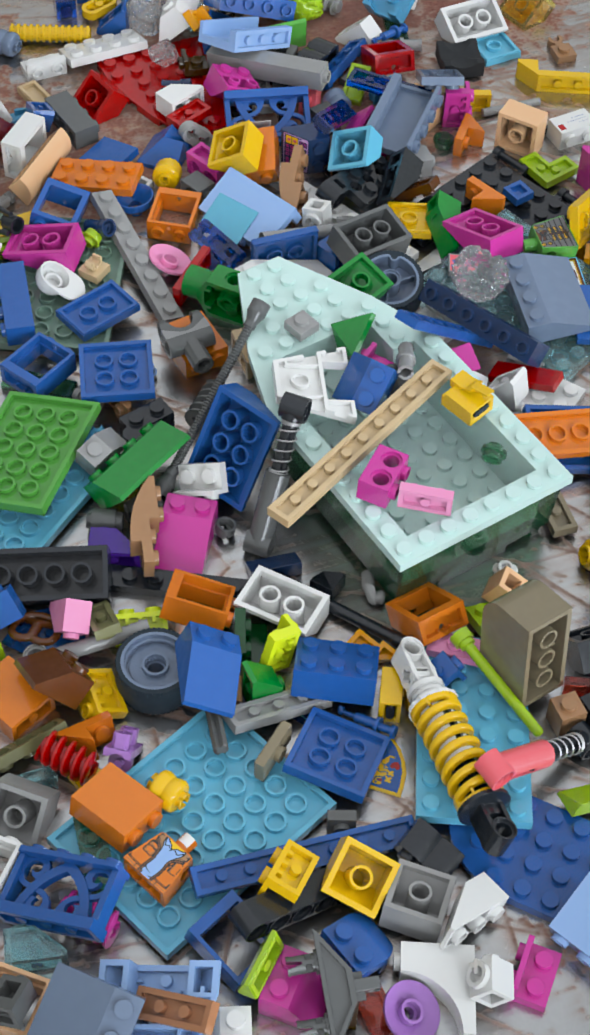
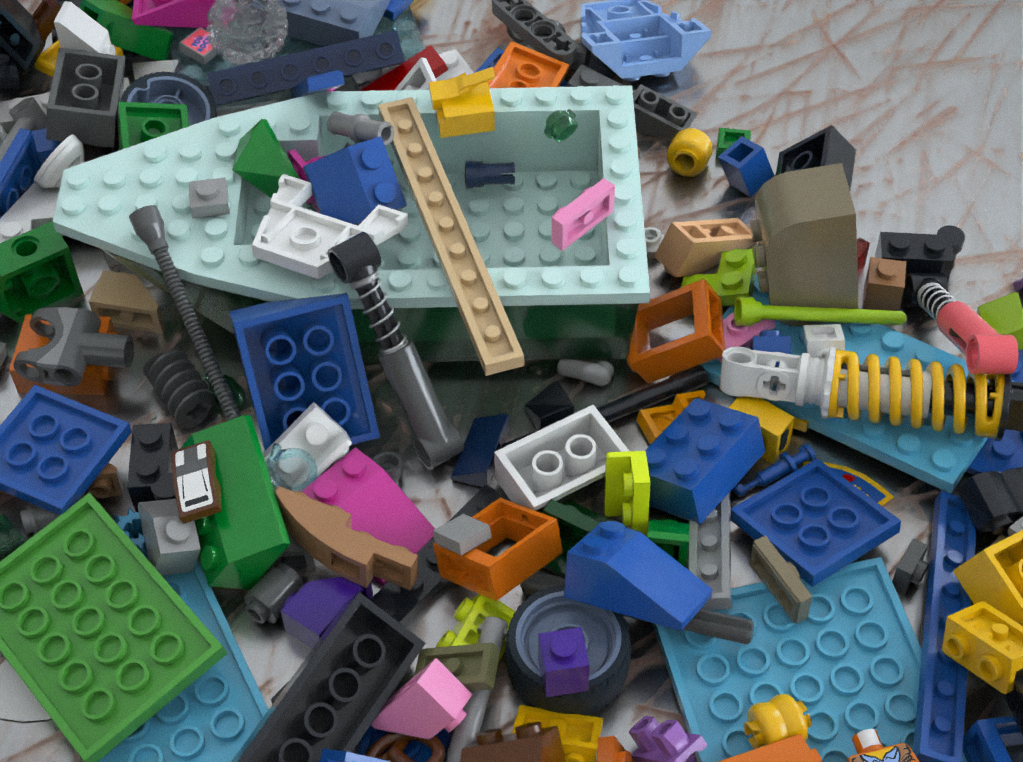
camera: 55 degrees left, 0 degrees up
(124, 439) = (195, 482): none -> slope
(127, 660) = (563, 662): none -> dark purple brick
(169, 473) = (278, 454): none -> clear light blue piece
(185, 575) = (462, 534): none -> light grey tile
(316, 259) = (66, 155): none -> white piece
(383, 476) = (520, 234): dark pink brick -> none
(408, 207) = (81, 32): none -> white slope
(457, 448) = (482, 174): none -> dark blue pin
(474, 694) = (821, 337): none -> white bracket

